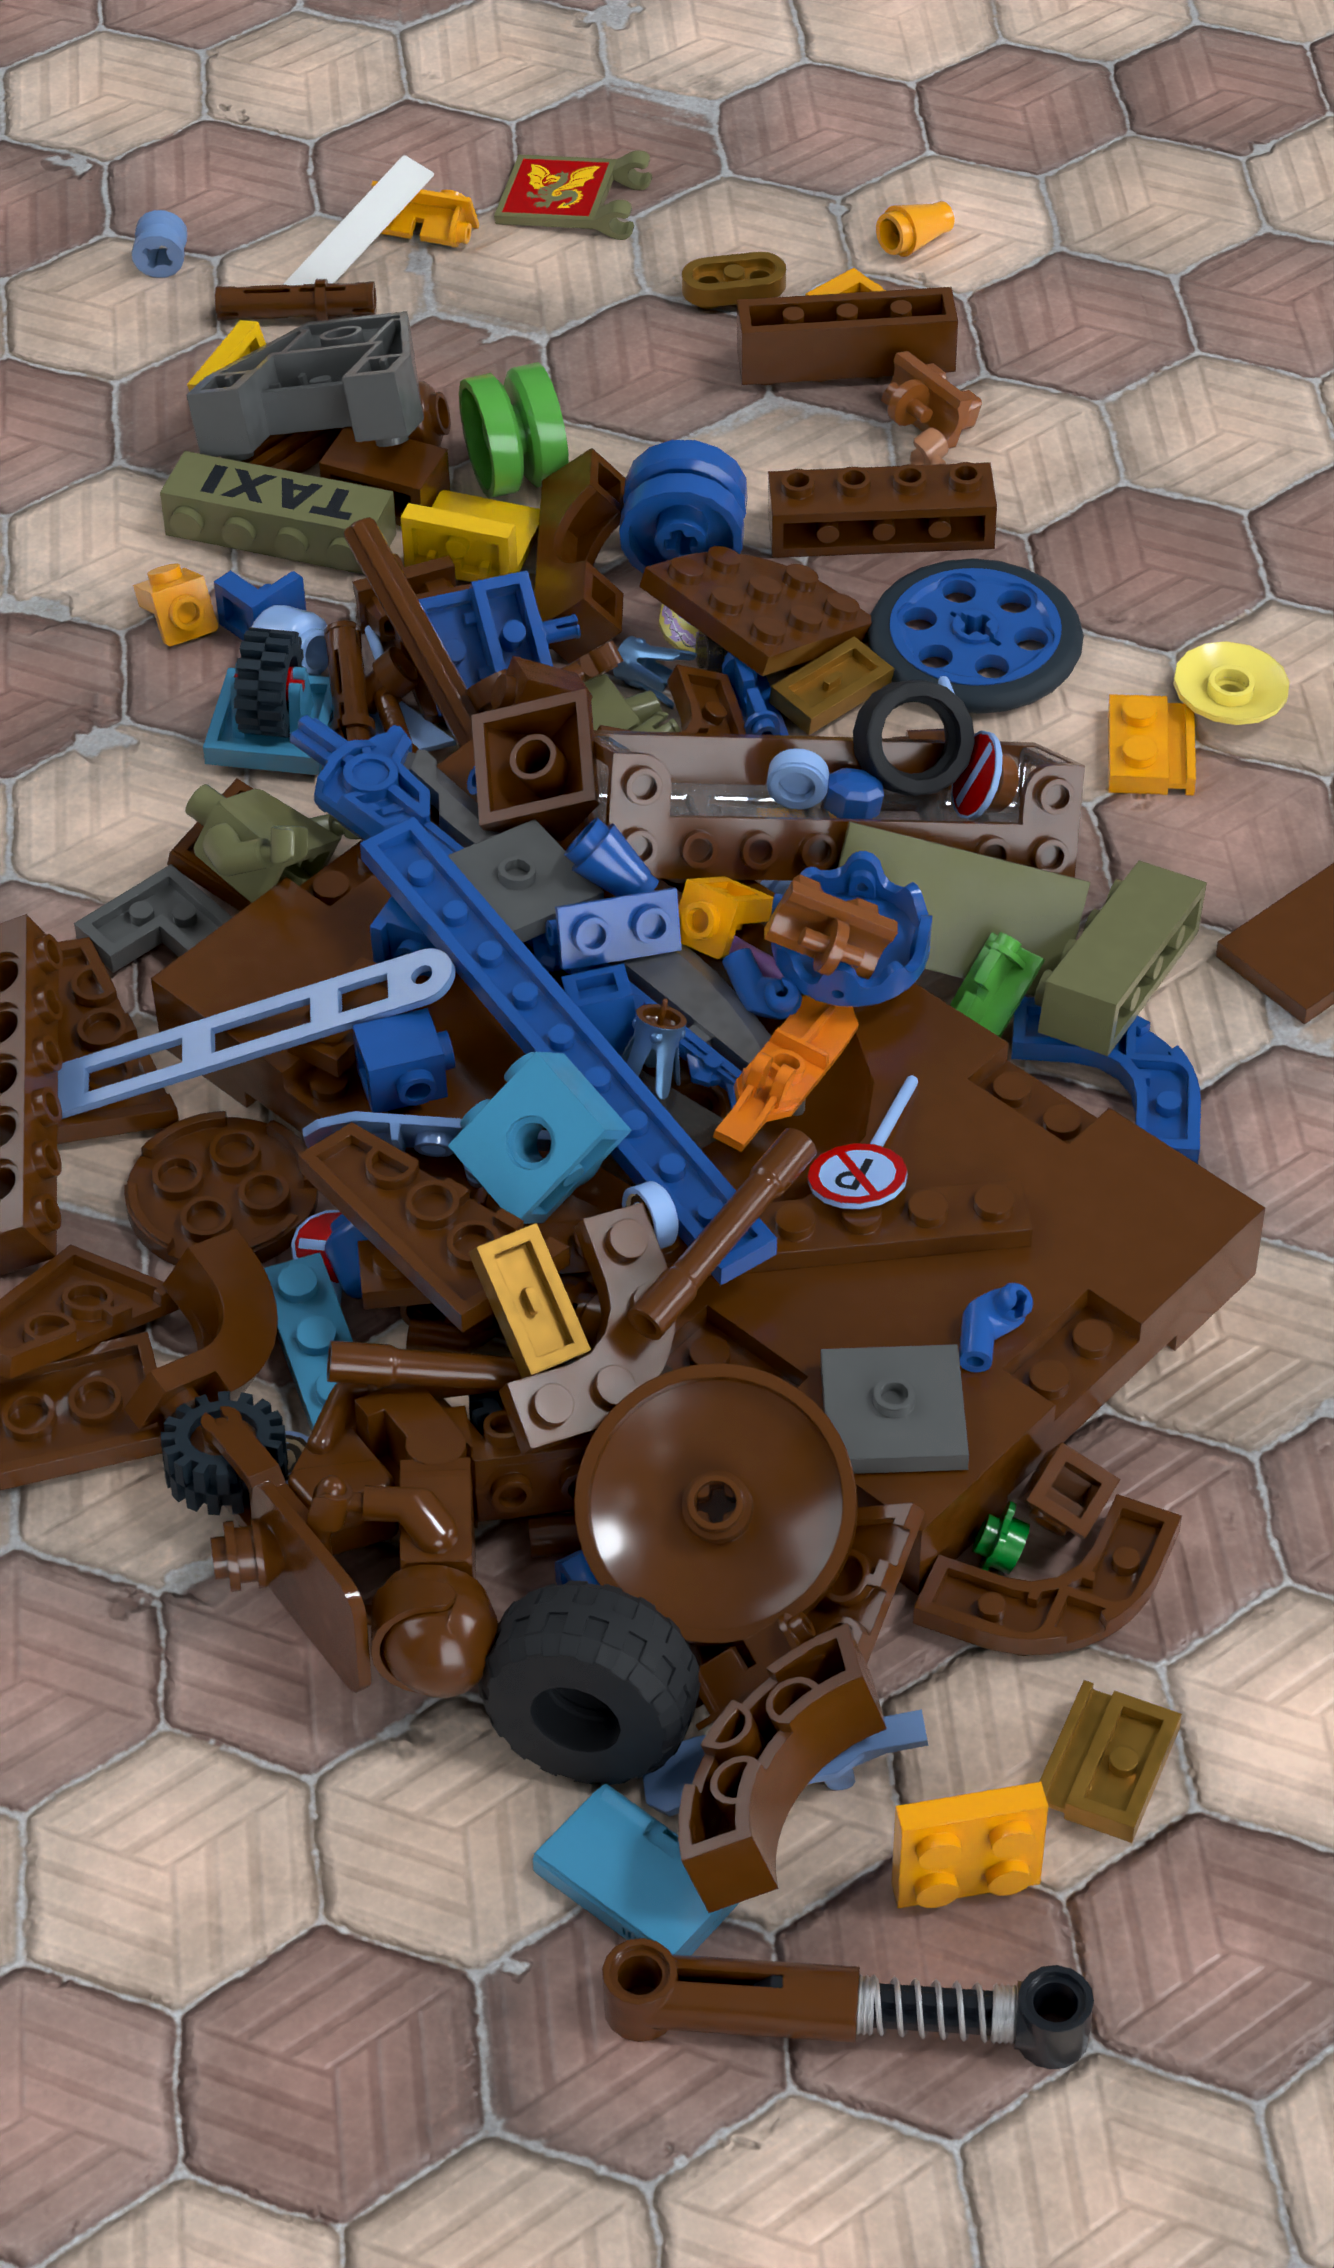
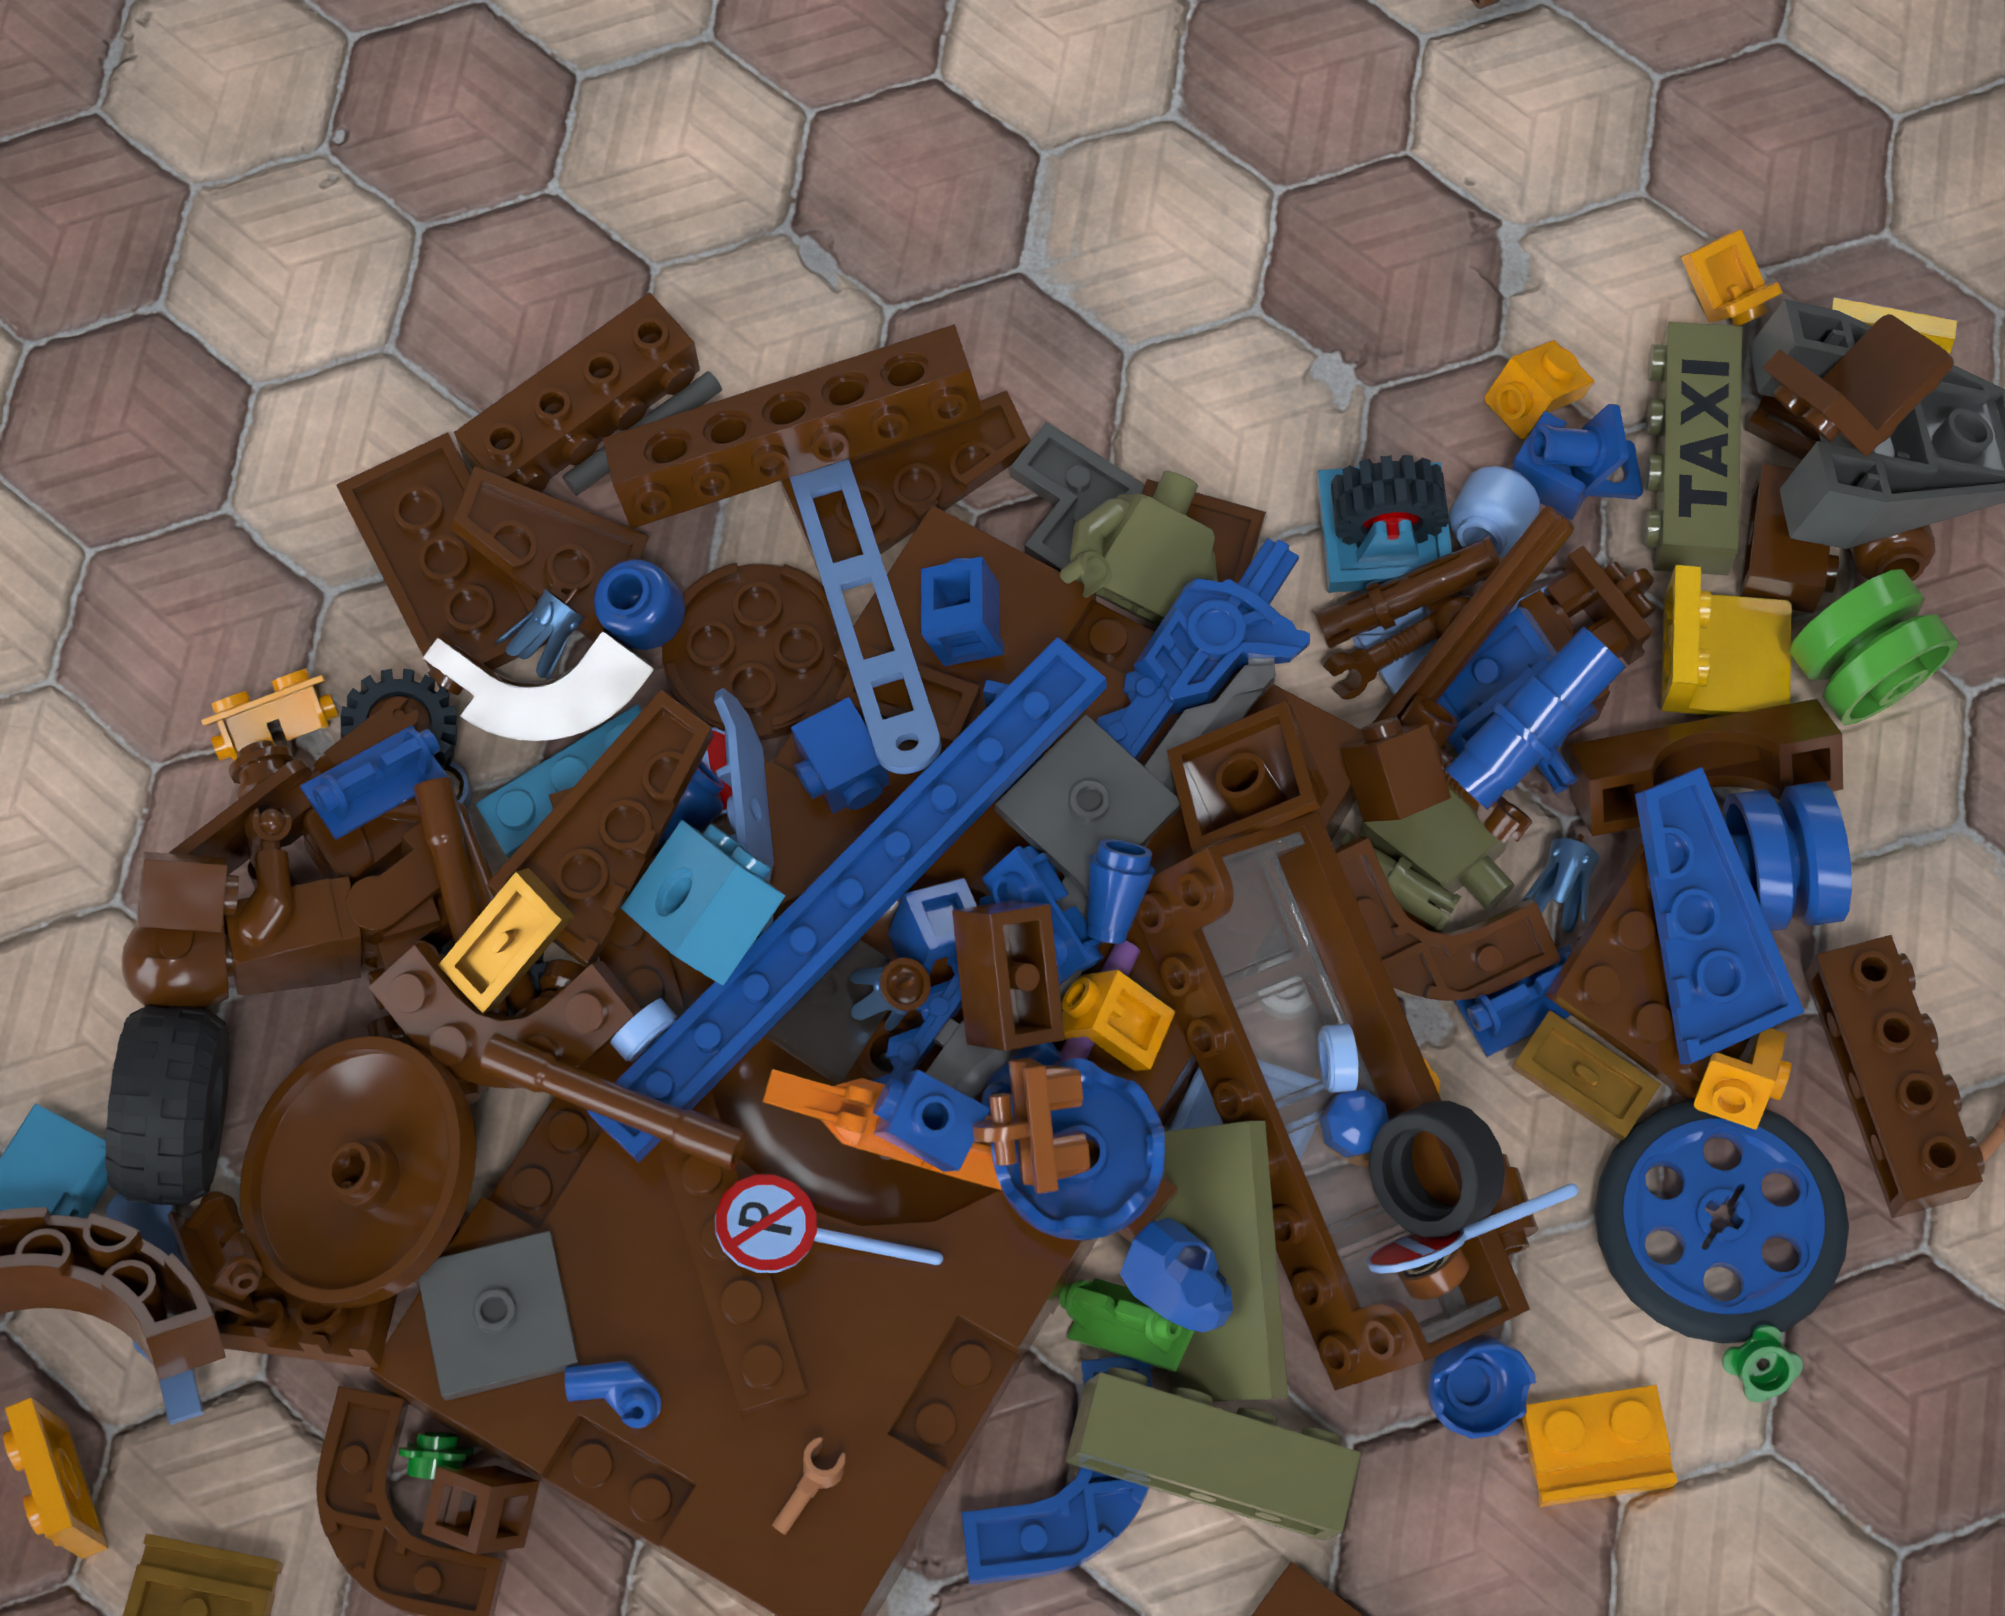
camera: 80 degrees right, 20 degrees up
(126, 468) = (1729, 280): none -> light orange bracket
(143, 1571) = (292, 703): none -> light orange hinge
(148, 1300) = (549, 618): none -> flat silver piece
(155, 1232) = (639, 604): none -> blue head
(264, 551) = (1593, 452): none -> blue bracket
(281, 948) = (961, 611): none -> blue brick
(296, 346) = (1868, 386): none -> reddish brown bracket
(296, 1424) = (374, 780): none -> blue hinge
(395, 1555) = (185, 892): none -> reddish brown brick
(530, 590) = (1534, 718): none -> blue piece
(677, 937) = (1008, 975): none -> reddish brown brick
(742, 548) = (1711, 929): none -> blue wing
(799, 1017) = (928, 1119): none -> blue brick
(868, 577) = (1741, 1088): none -> light orange bracket
(970, 921) = (1177, 1276): none -> blue rock
(1097, 1191) = (808, 1485): none -> nougat hand
(1104, 797) = (1479, 1387): none -> blue hair
(1106, 629) = (1767, 1381): none -> green plate
(1231, 683) = (1737, 1518): light yellow dish -> none

